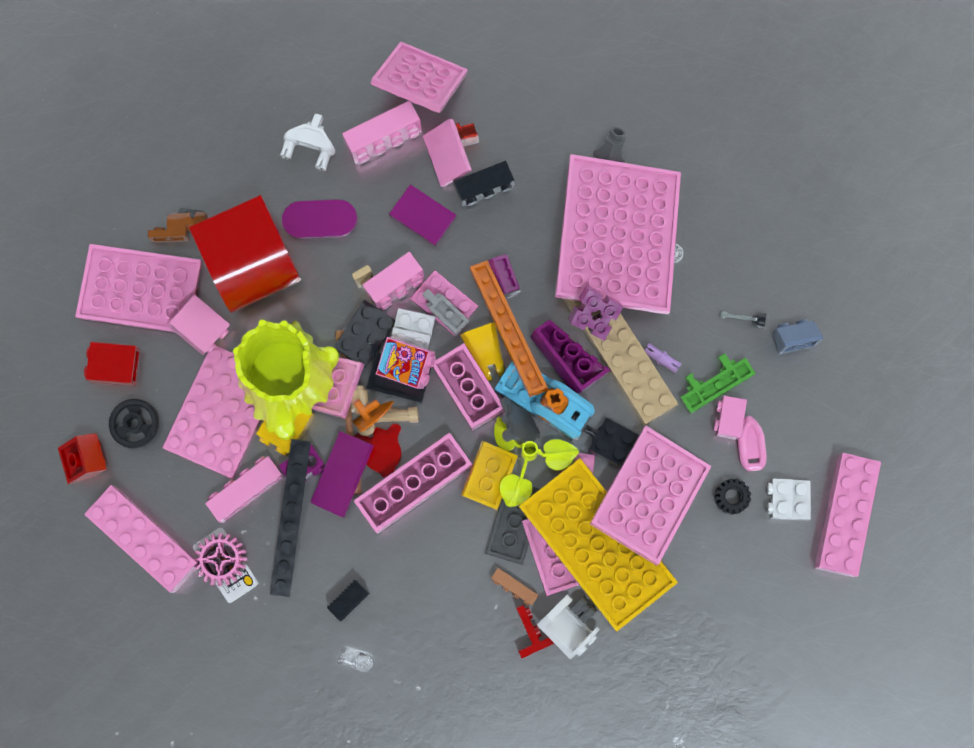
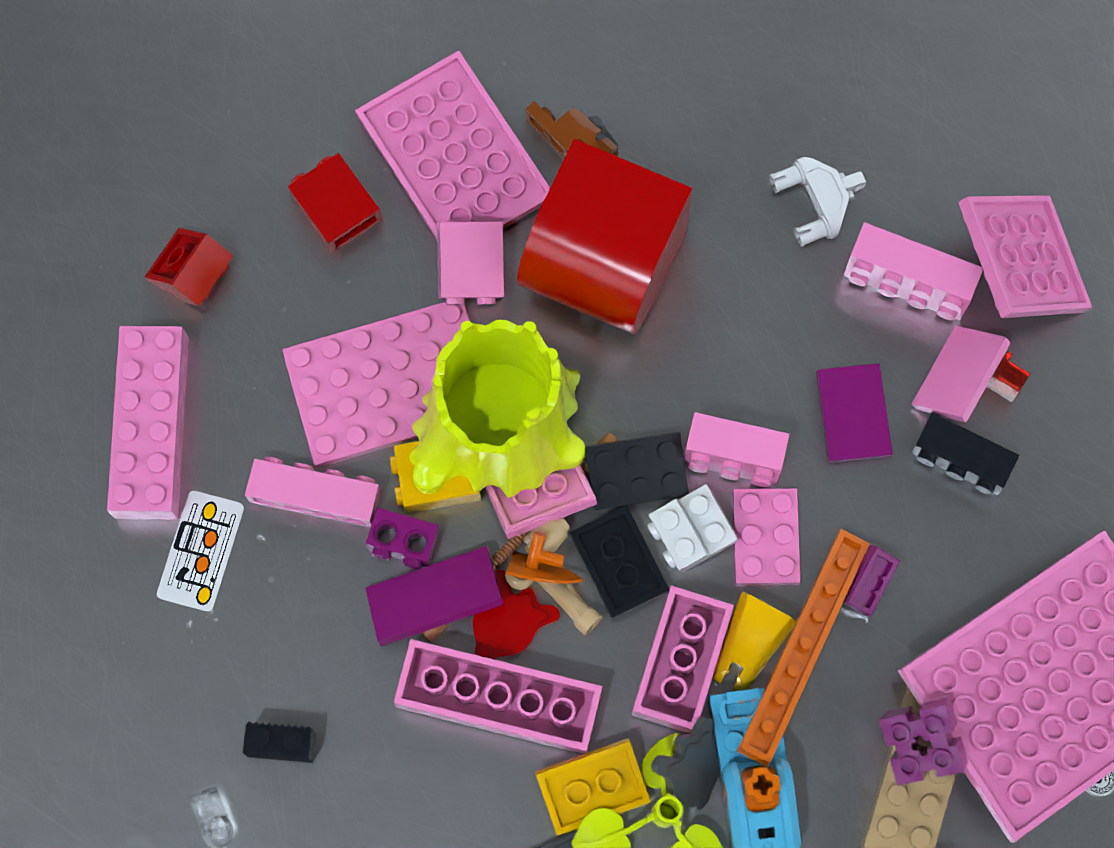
camera: 50 degrees right, 5 degrees down
(133, 406) = (289, 315): black wheel -> none
(220, 568) = (212, 528): bright pink gear -> none
(290, 517) = (324, 579): black plate -> none
(319, 219) = (734, 292): magenta tile -> none
(362, 276) = (707, 403): tan plate -> none
(406, 363) = (643, 553): brick -> none
(445, 311) = (754, 548): light grey hinge -> none
(568, 358) = (834, 759): magenta wedge -> none

